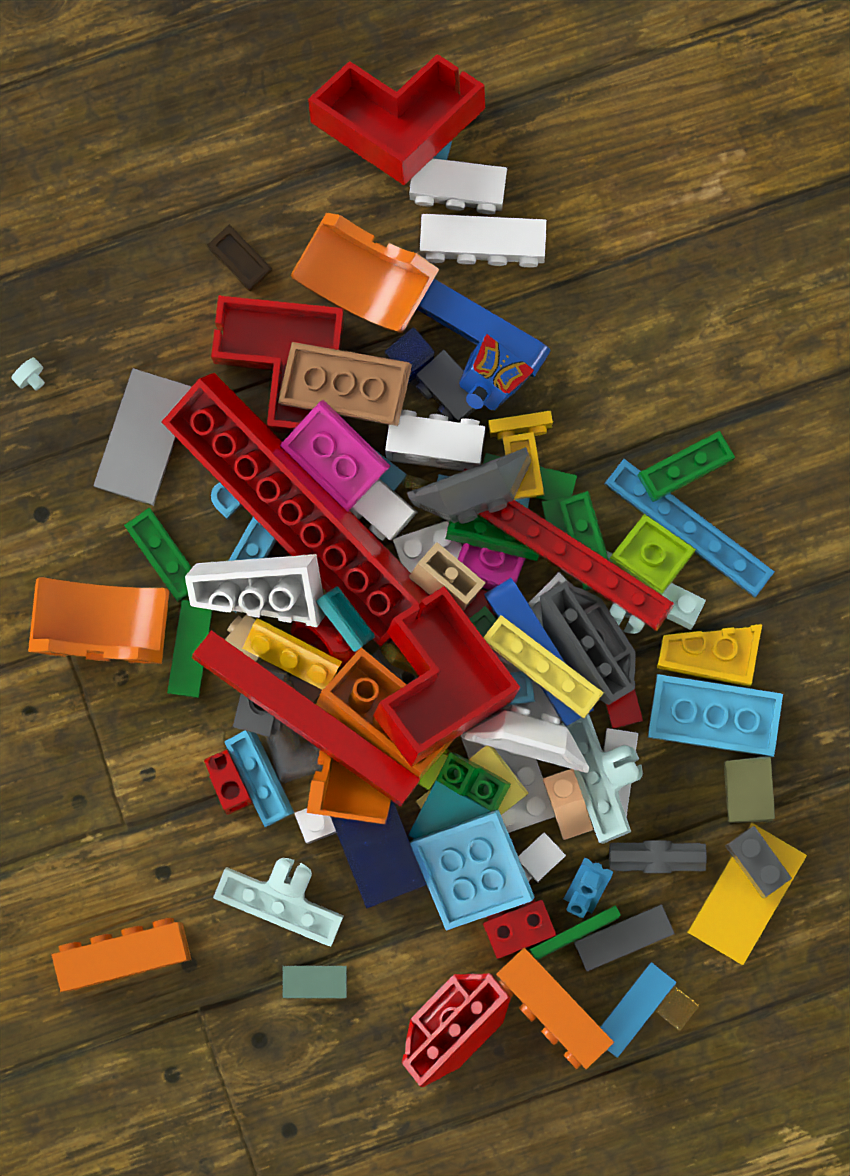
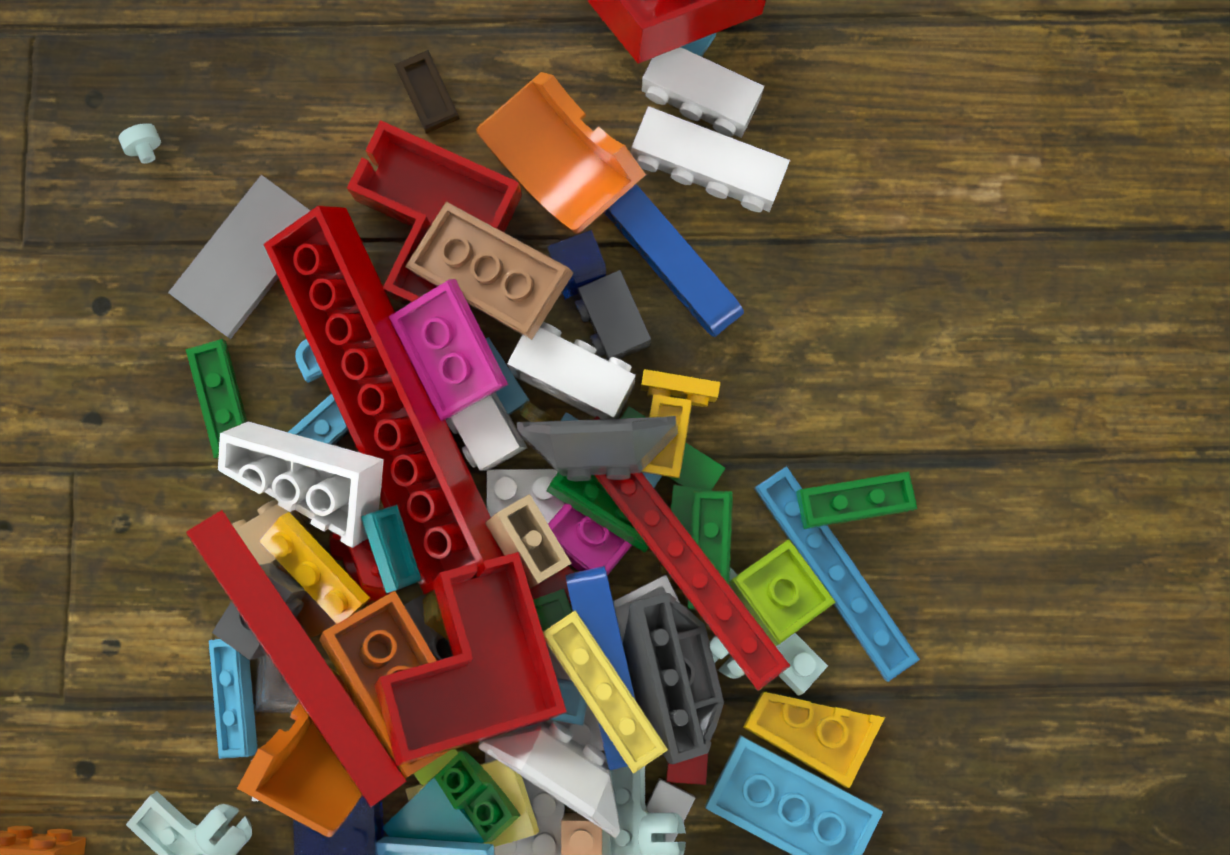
camera: 15 degrees right, 0 degrees up
(98, 621) = (113, 448): orange panel -> none
(192, 629) = (218, 494): green tile -> none
(227, 782) = (192, 690): red leg -> none
(492, 375) = (666, 318): torso -> none

